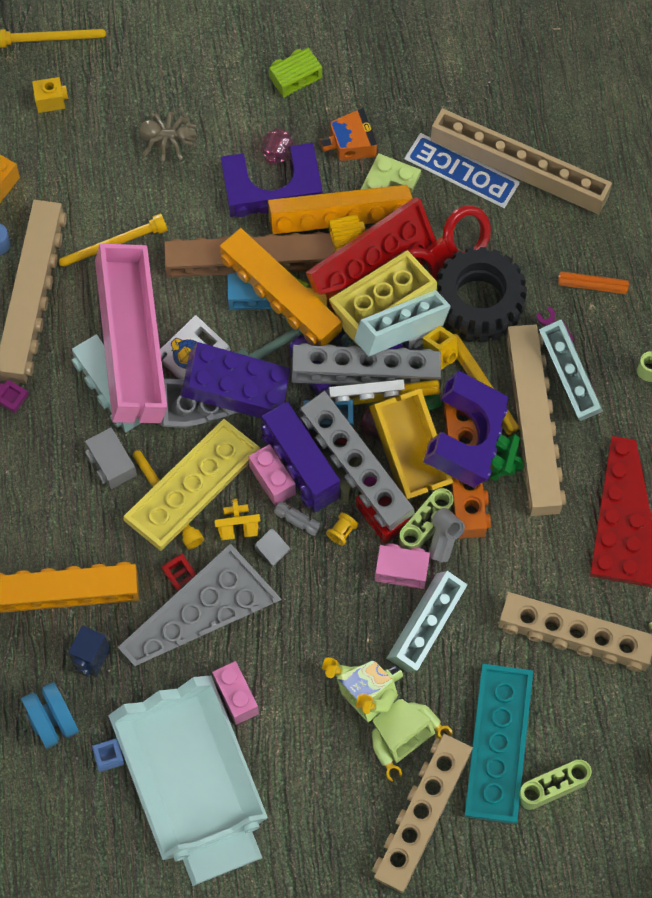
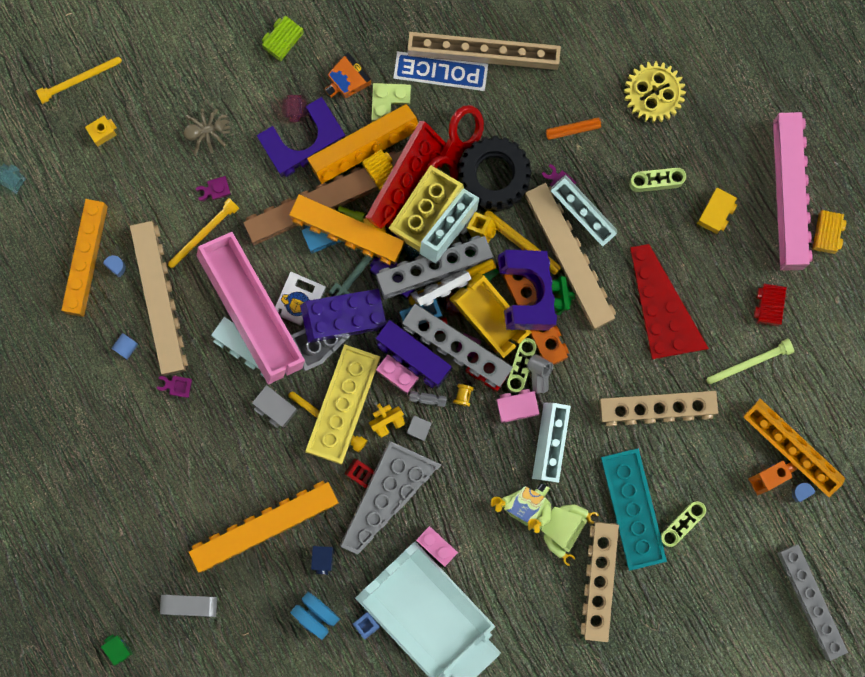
camera: 20 degrees left, 15 degrees up
(151, 201) = (217, 189): none -> magenta plate

